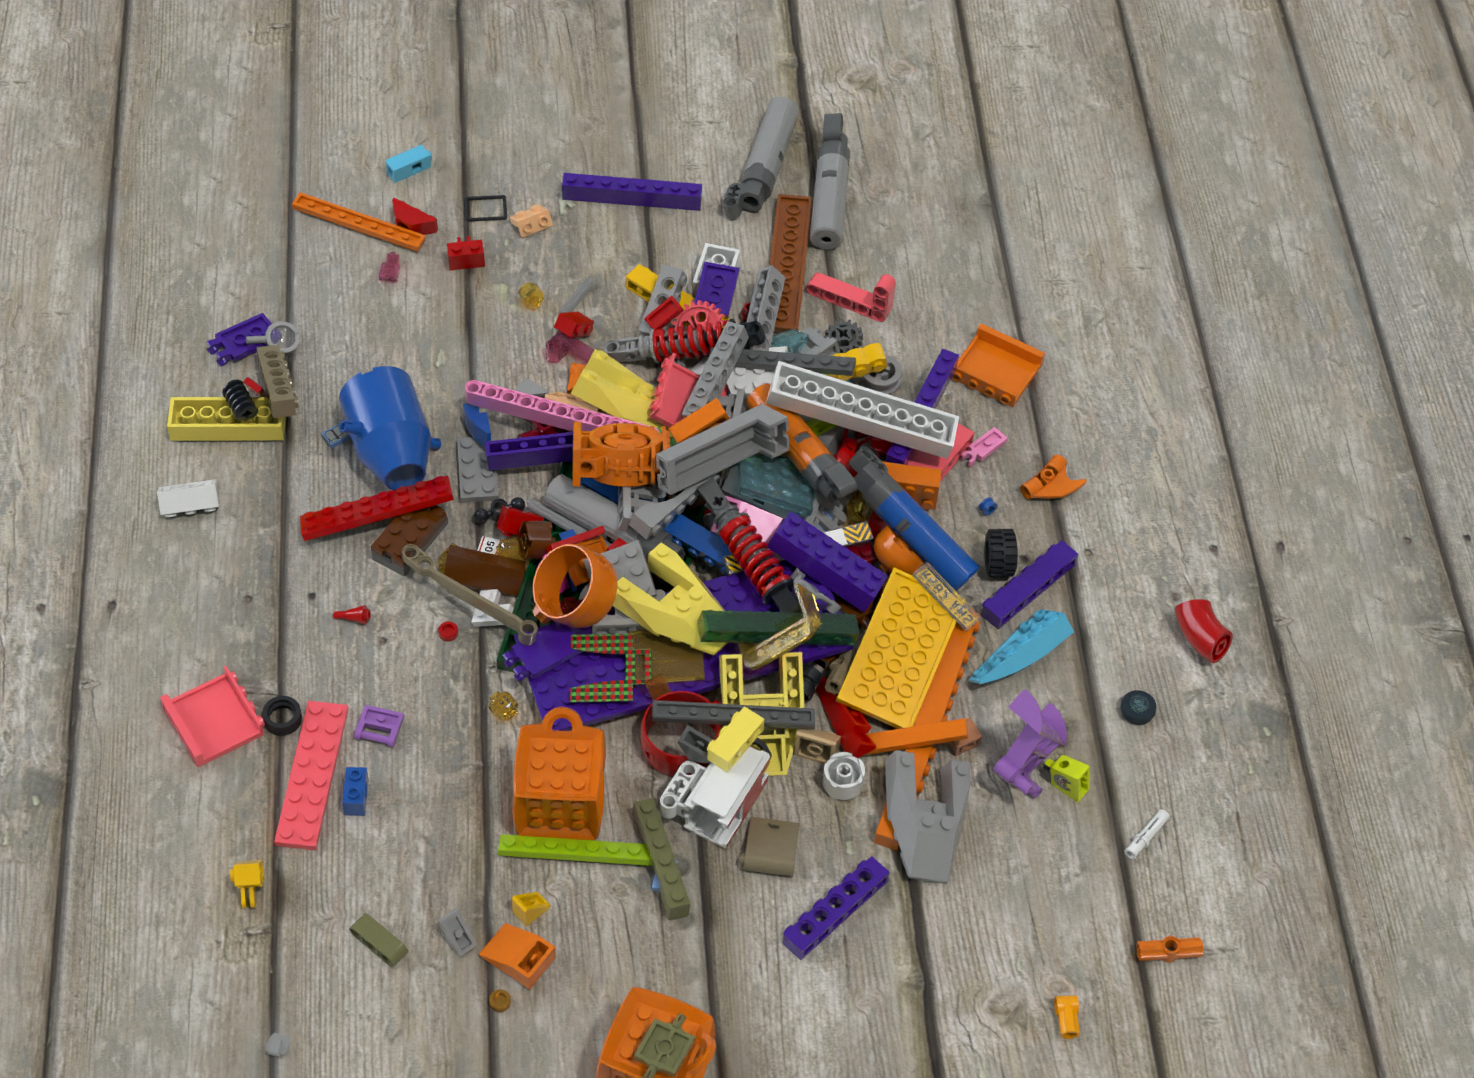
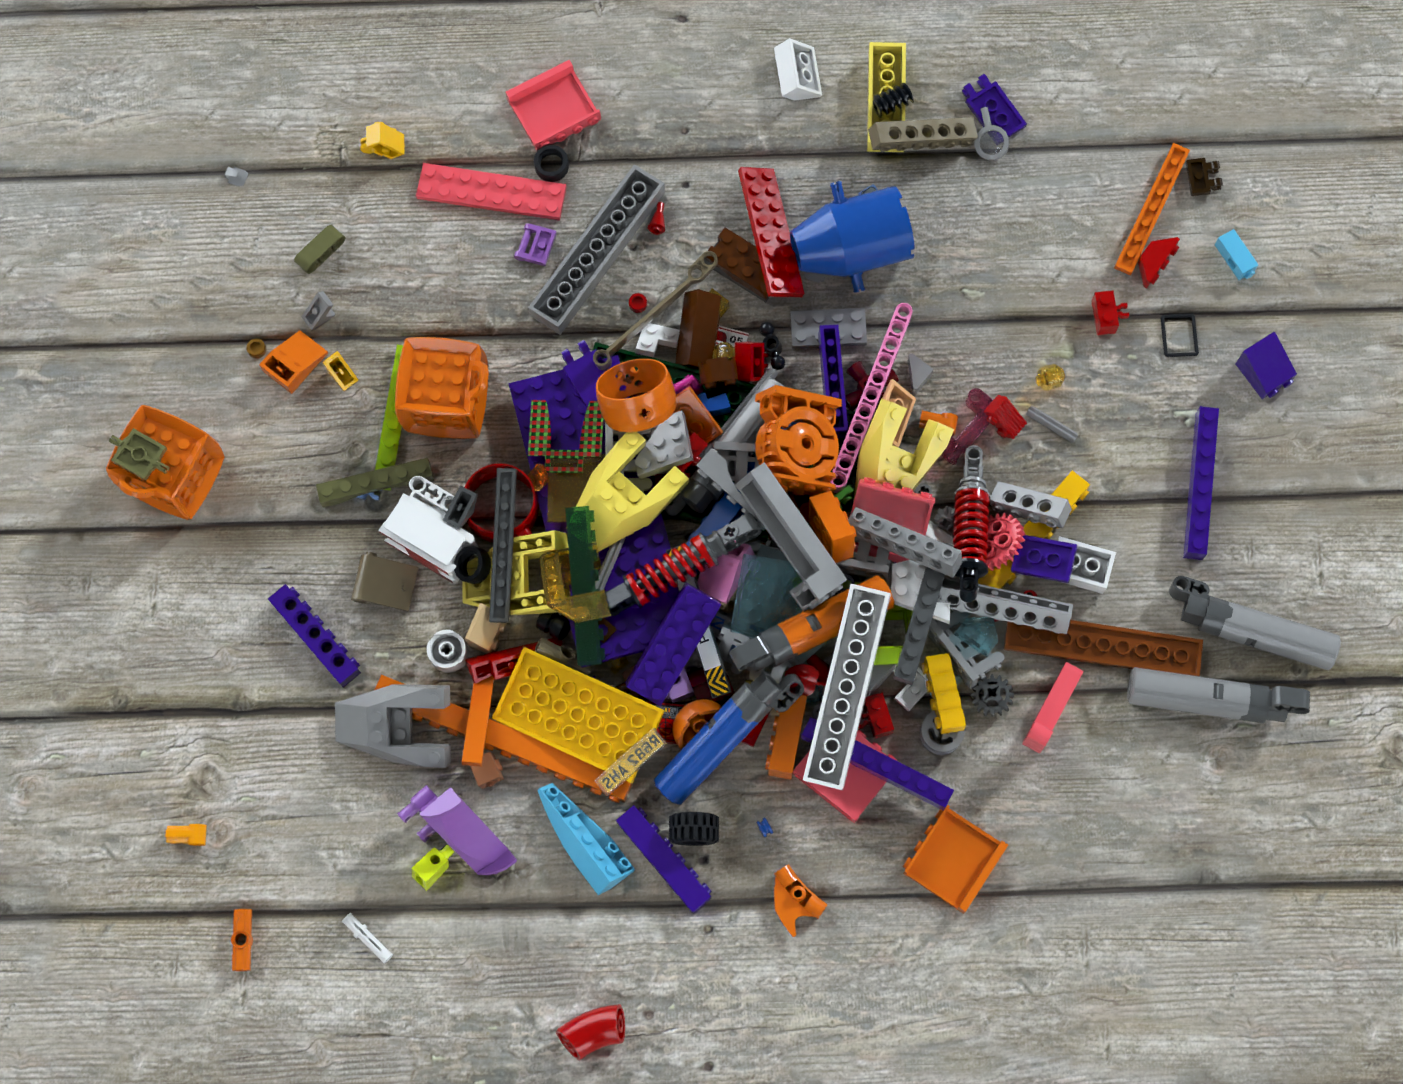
camera: 100 degrees right, 20 degrees up
(254, 387) = (909, 111): red tile -> none
(327, 188) = (1198, 176): none -> dark brown plate
(355, 791) = (465, 225): blue brick -> none
(390, 270) = (1084, 240): clear pink plate -> none
(390, 663) = (596, 249): none -> light grey brick
(477, 423) = (872, 324): blue slope -> none
(503, 705) = (548, 349): clear yellow head -> none
(519, 144) = (1267, 366): none -> dark purple slope
(532, 220) = (1159, 379): light nougat bracket -> none
(588, 535) = (707, 404): red tile -> none
(664, 313) = (1009, 503): red tile -> none
(735, 739) = (457, 536): light yellow brick -> none
(798, 578) = (631, 619): light grey piece -> none
(984, 446) = (845, 834): bright pink plate -> none
(1138, 699) = (505, 946): black wheel -> none

